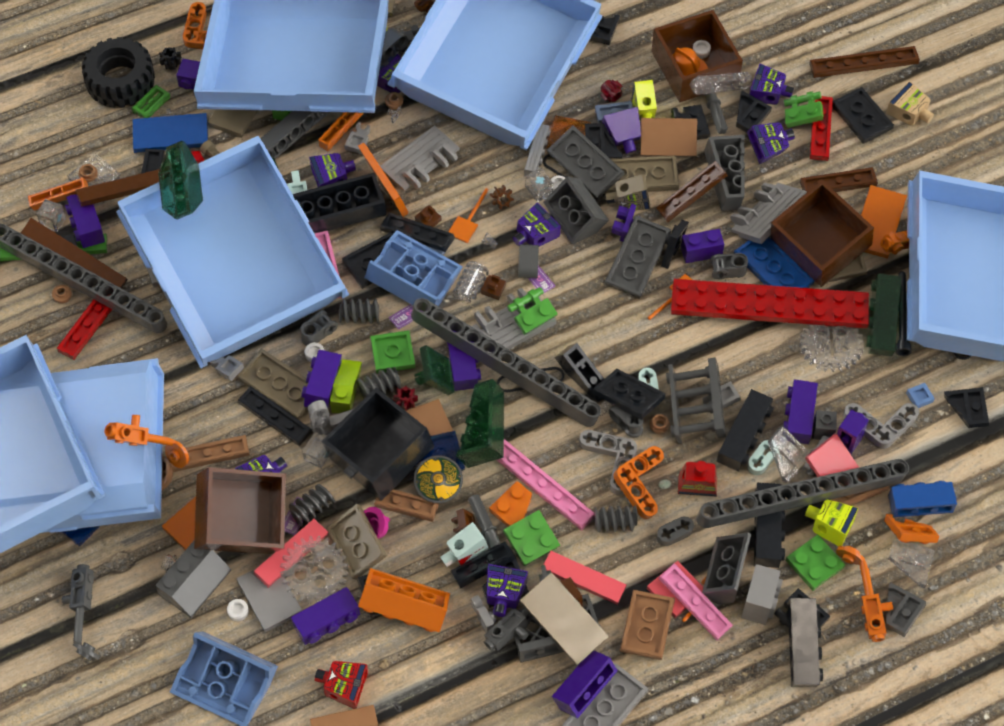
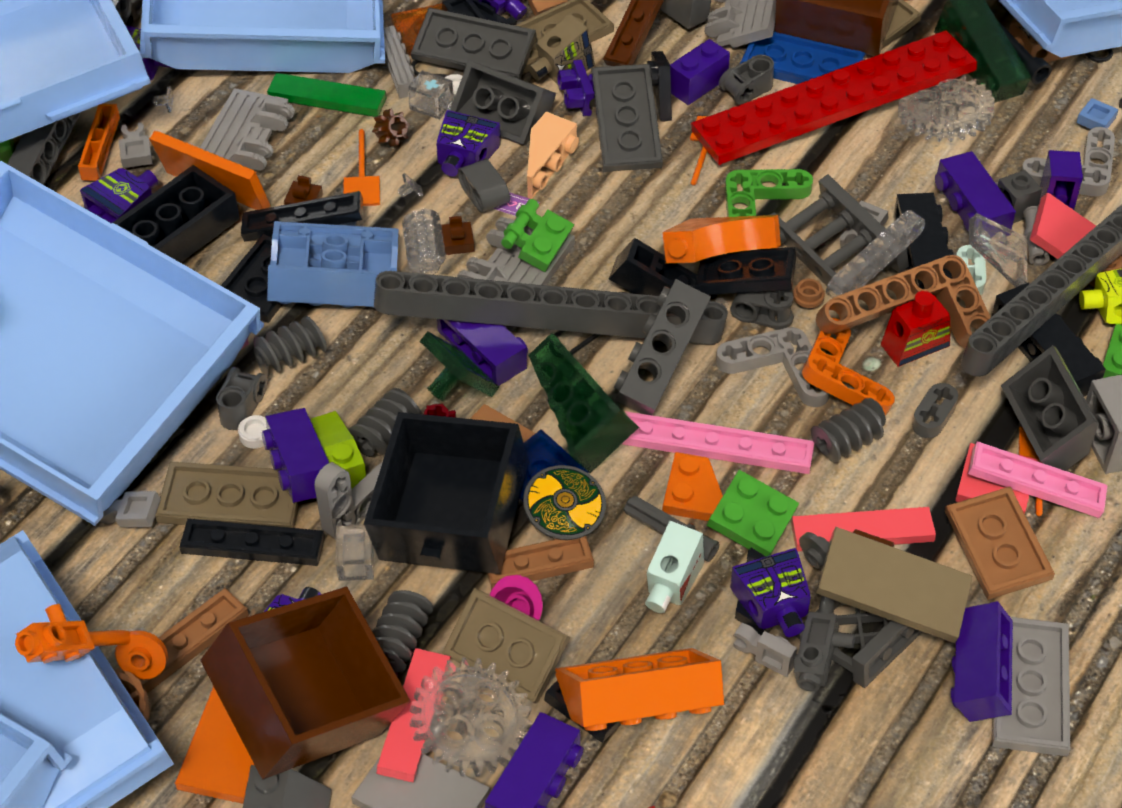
camera: 30 degrees left, 10 degrees down
(391, 103) = (158, 85): medium nougat plate -> none
(393, 350) = (371, 373): bright green plate -> none
(402, 317) = (358, 326): medium lavender sticker -> none
(463, 519) = (641, 537): reddish brown tile -> none
(478, 566) = (712, 583): black tile -> none
(484, 154) = (328, 94): none -> green tile
(574, 404) = (689, 306): none -> dark grey brick
(581, 253) = (550, 145): none -> light nougat slope
(625, 362) = (716, 236): none -> orange arch
(679, 340) = (752, 188): none -> bright green beam
(699, 424) = (877, 254): none -> clear beam
(702, 456) = (905, 288): none -> medium nougat beam

